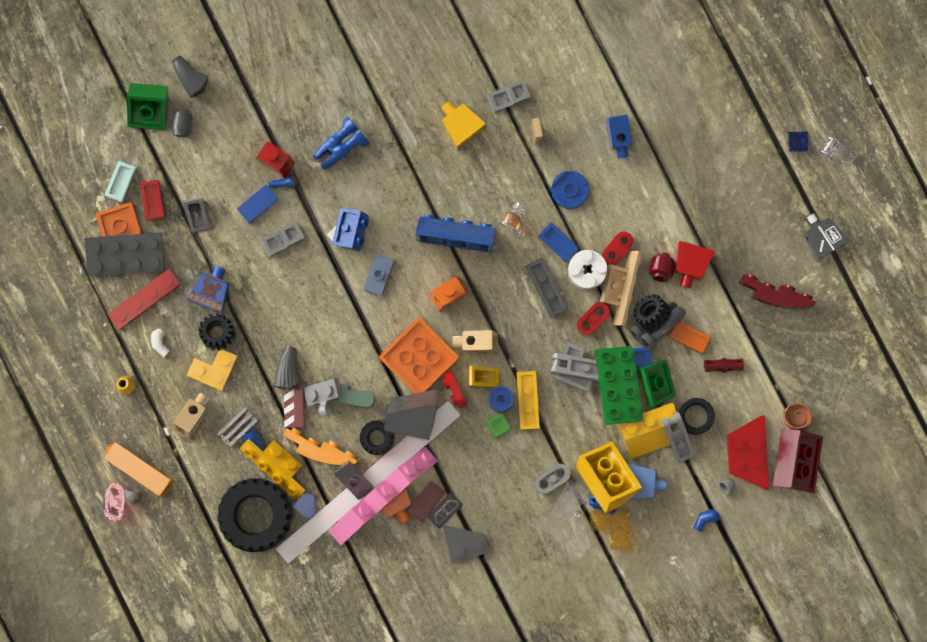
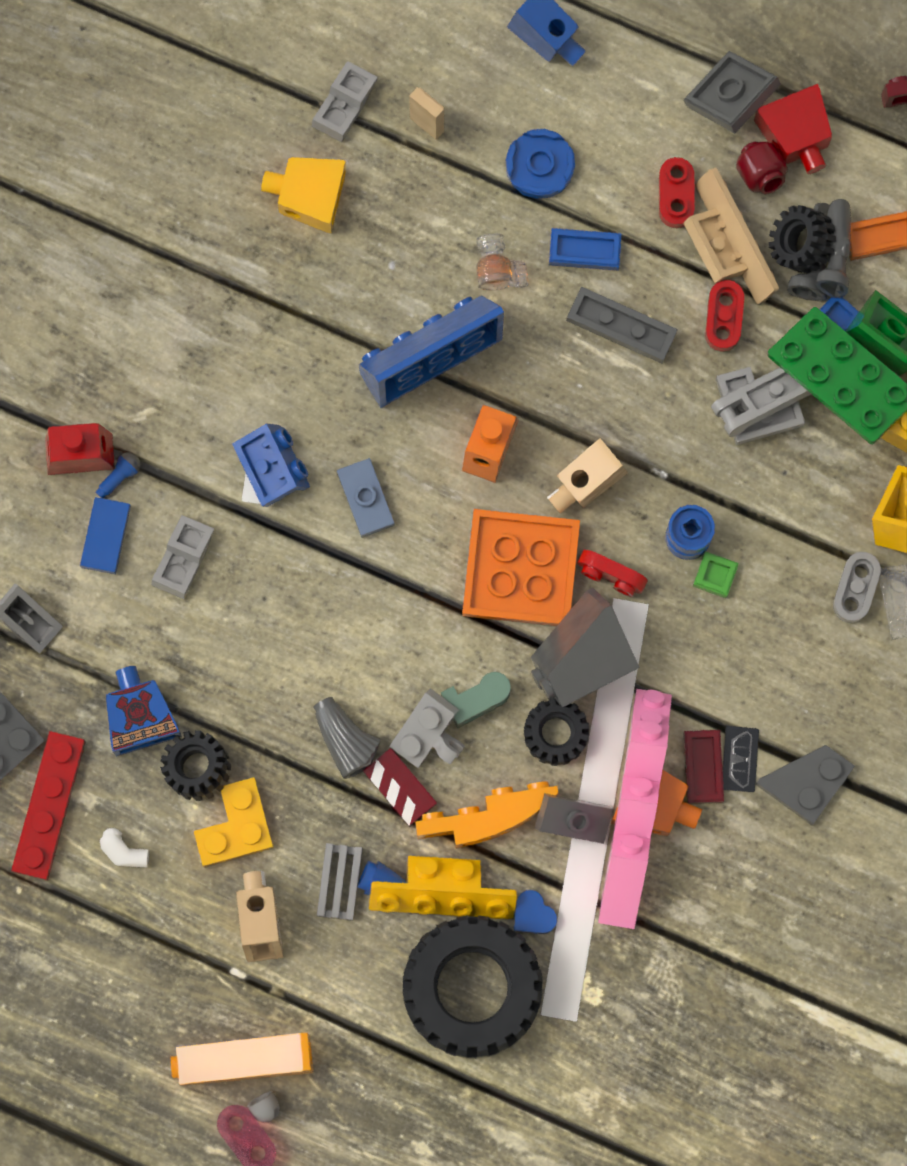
camera: 40 degrees left, 5 degrees down
(130, 385) = (131, 955): yellow cone -> none
(335, 148) = (161, 366): blue piece -> none
(483, 377) = (636, 522): yellow slope -> none
(528, 400) = (729, 504): yellow plate -> none
(584, 259) = (664, 234): white brick -> none
(676, 224) = (732, 92): none -> dark grey tile

